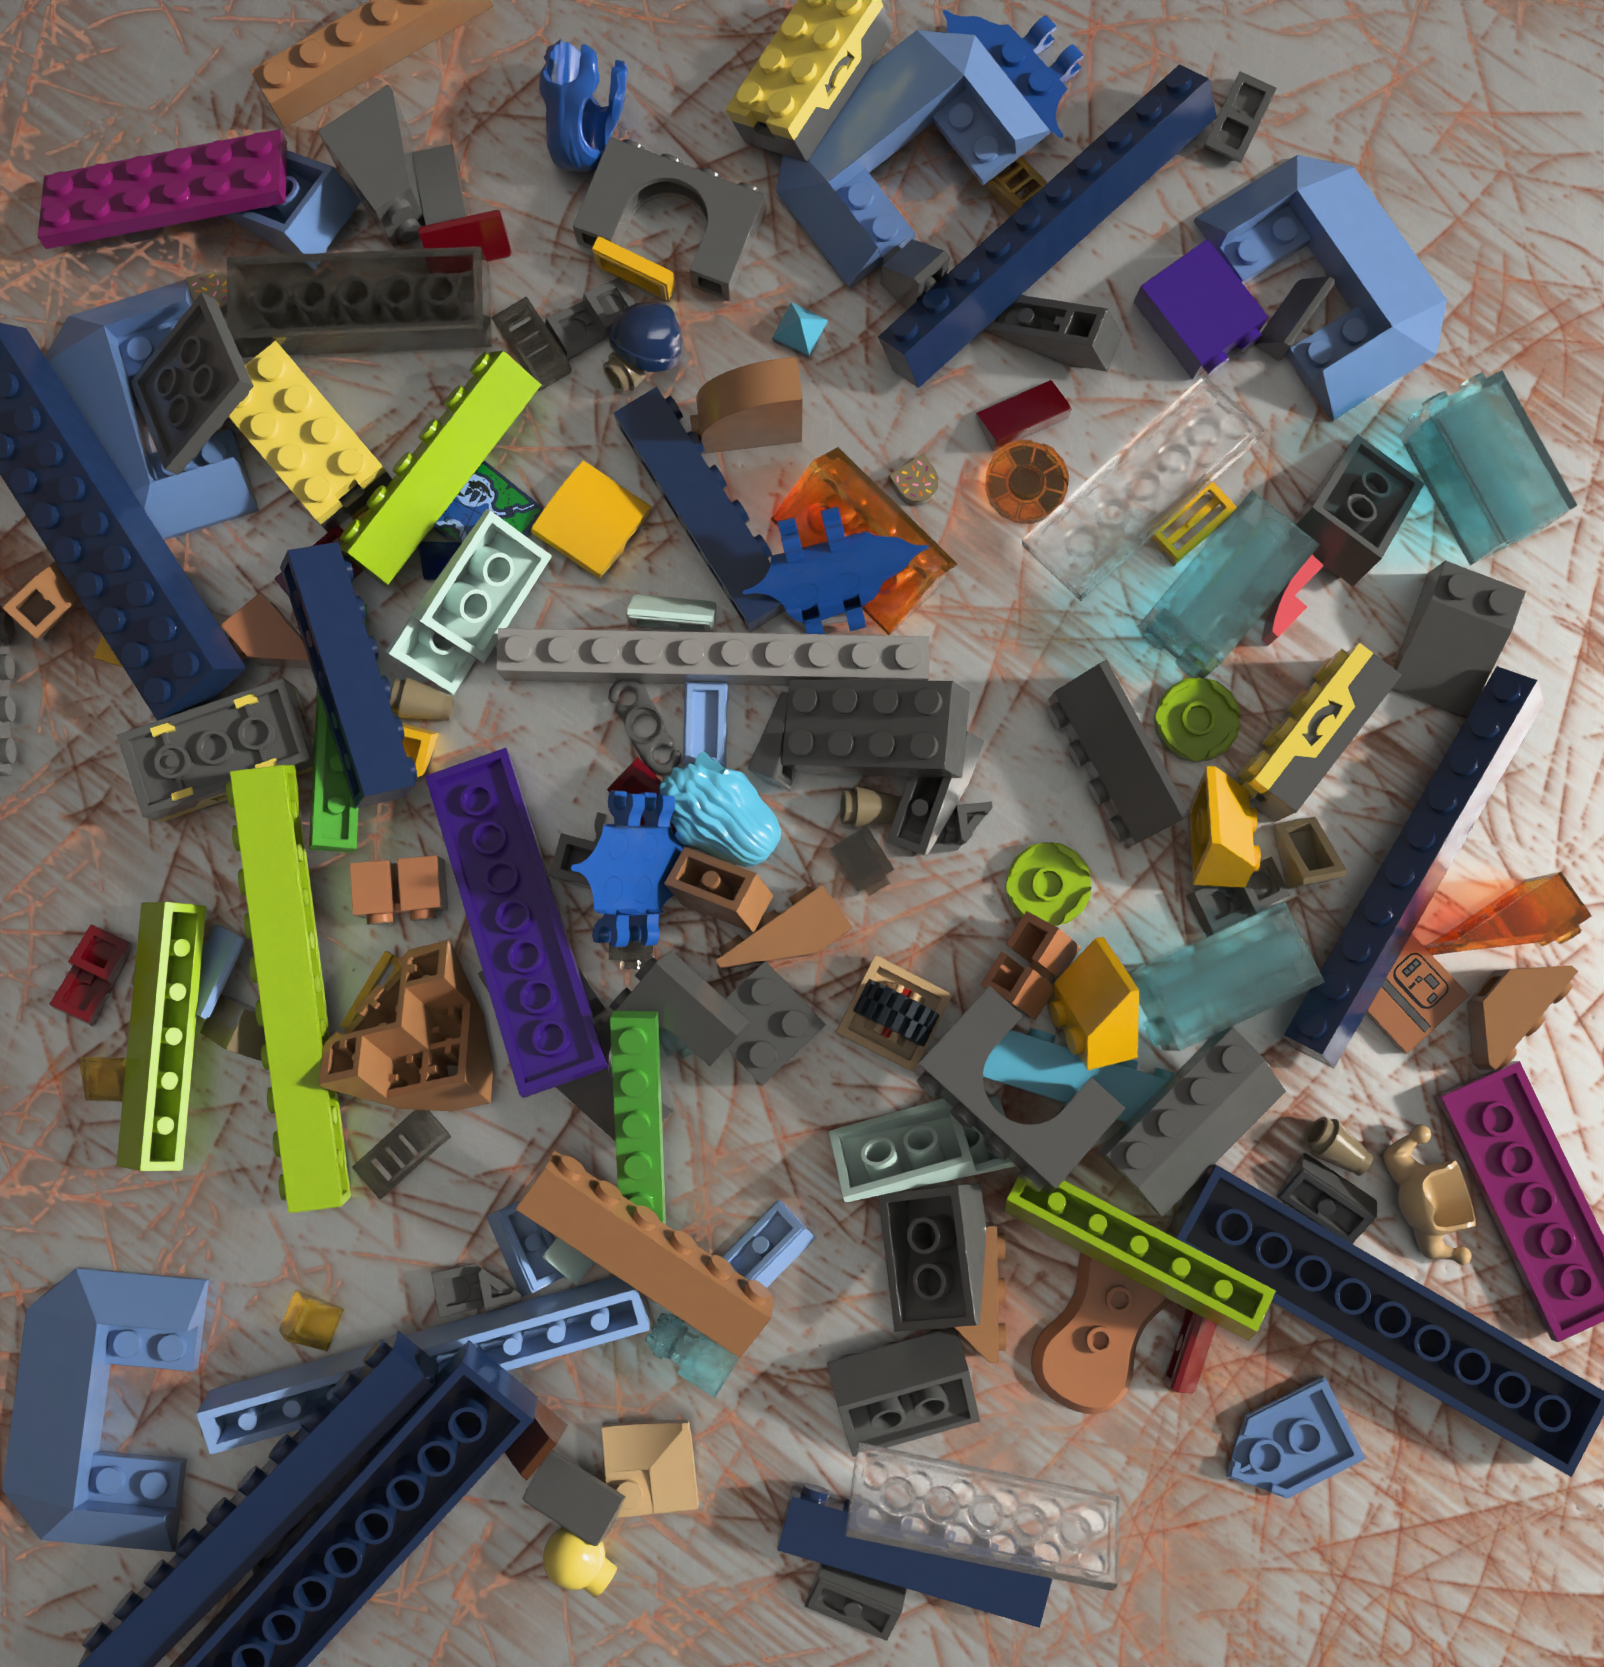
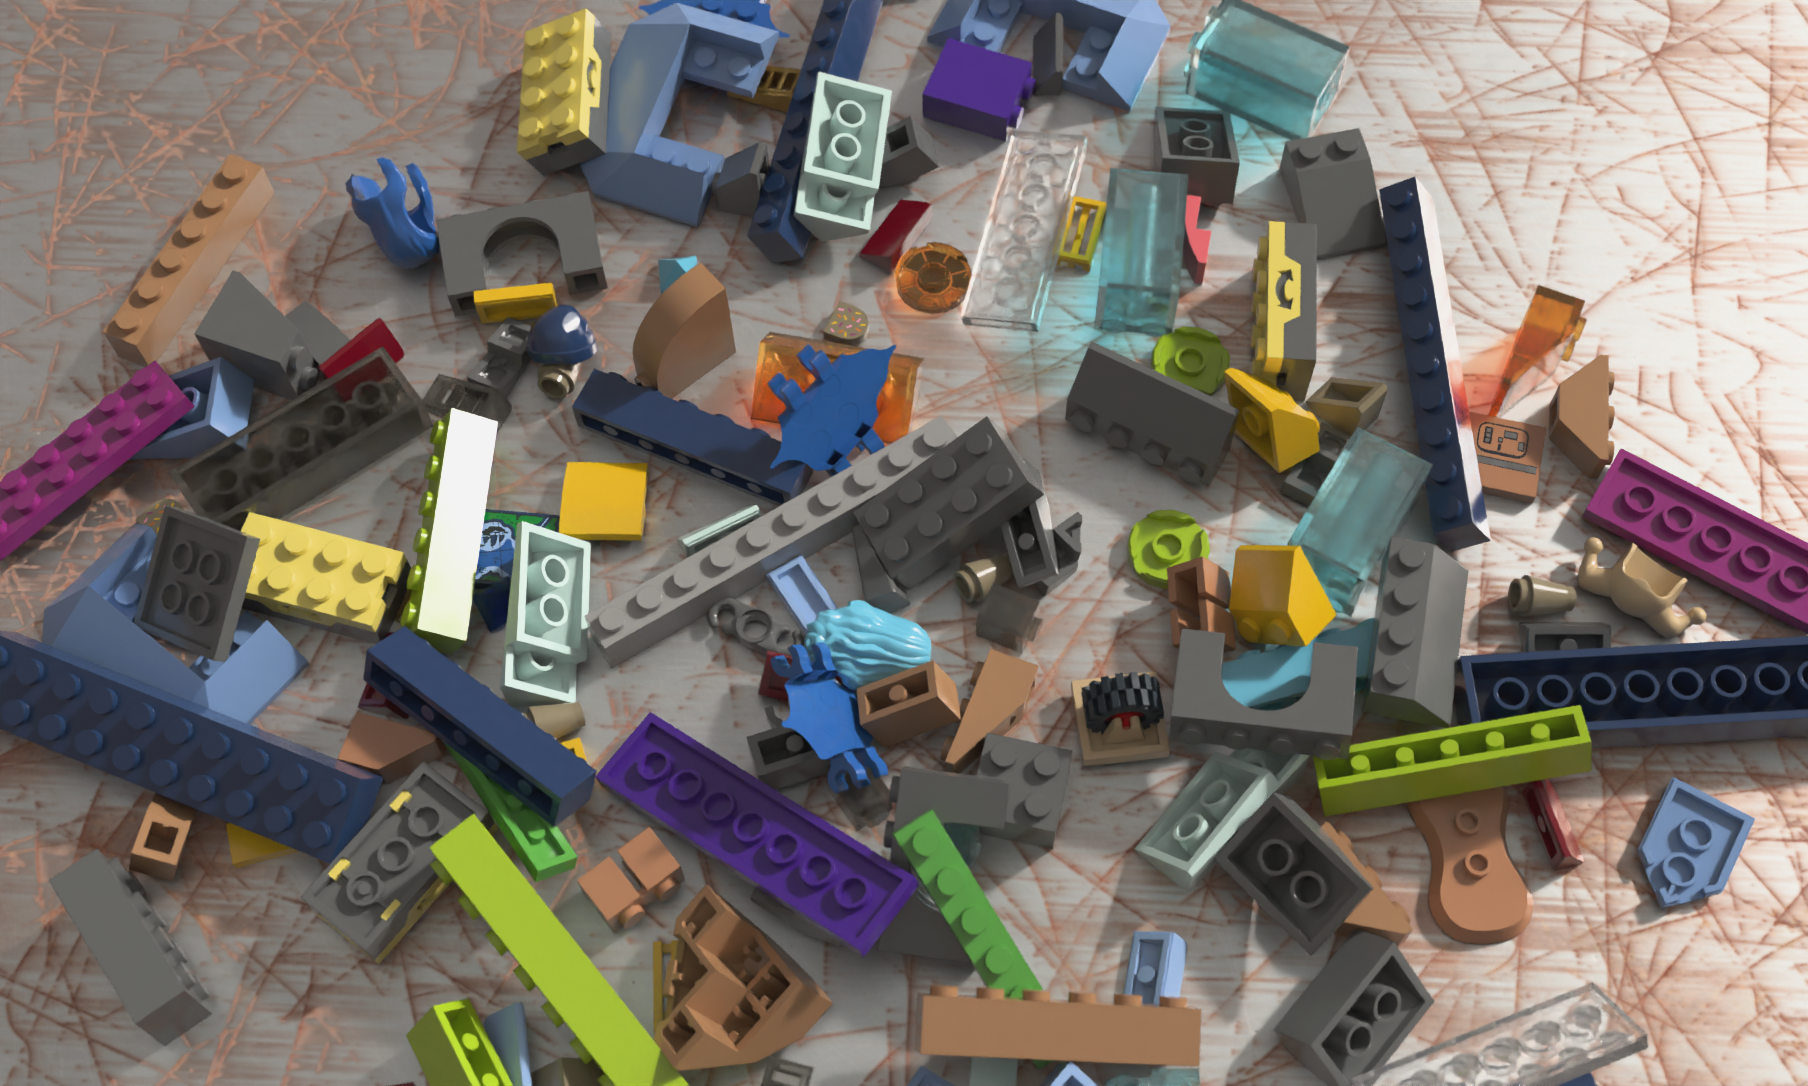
camera: 30 degrees left, 20 degrees down
(1018, 308) = (842, 157): none -> light aqua slope

